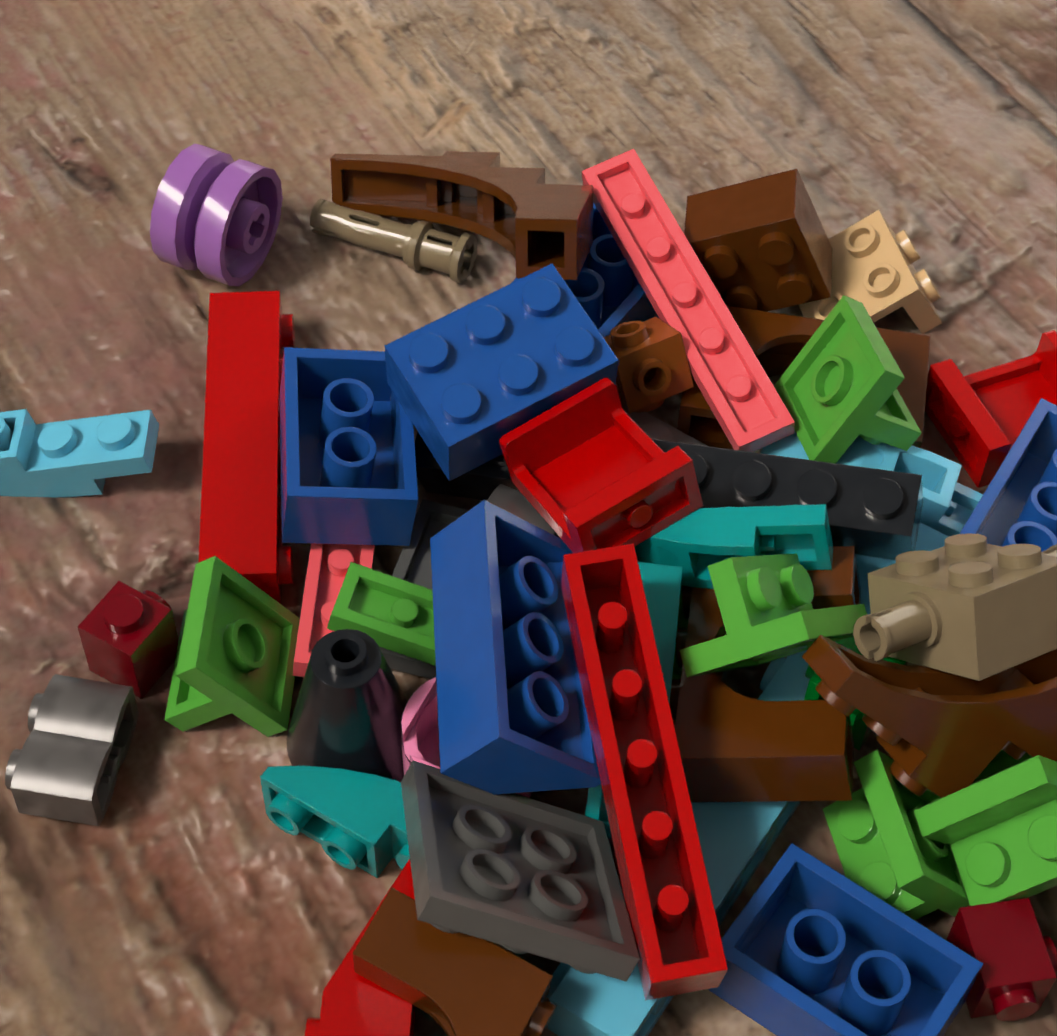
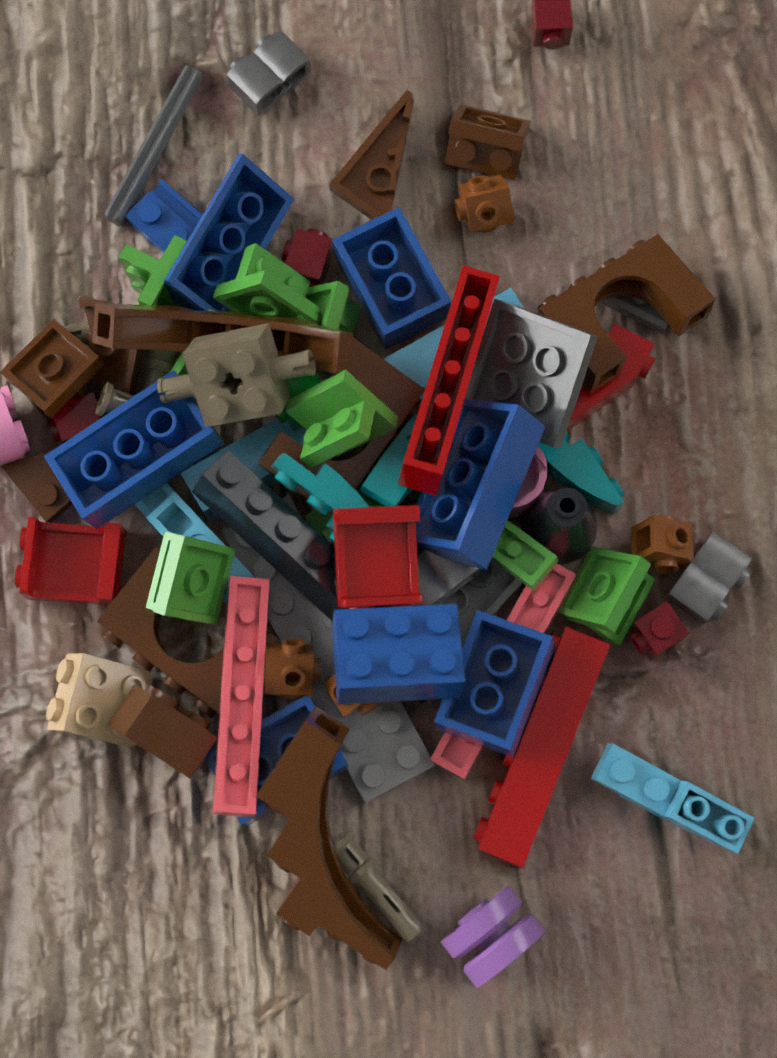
camera: 150 degrees left, 25 degrees up
(170, 753) = (663, 542): none -> dark orange brick

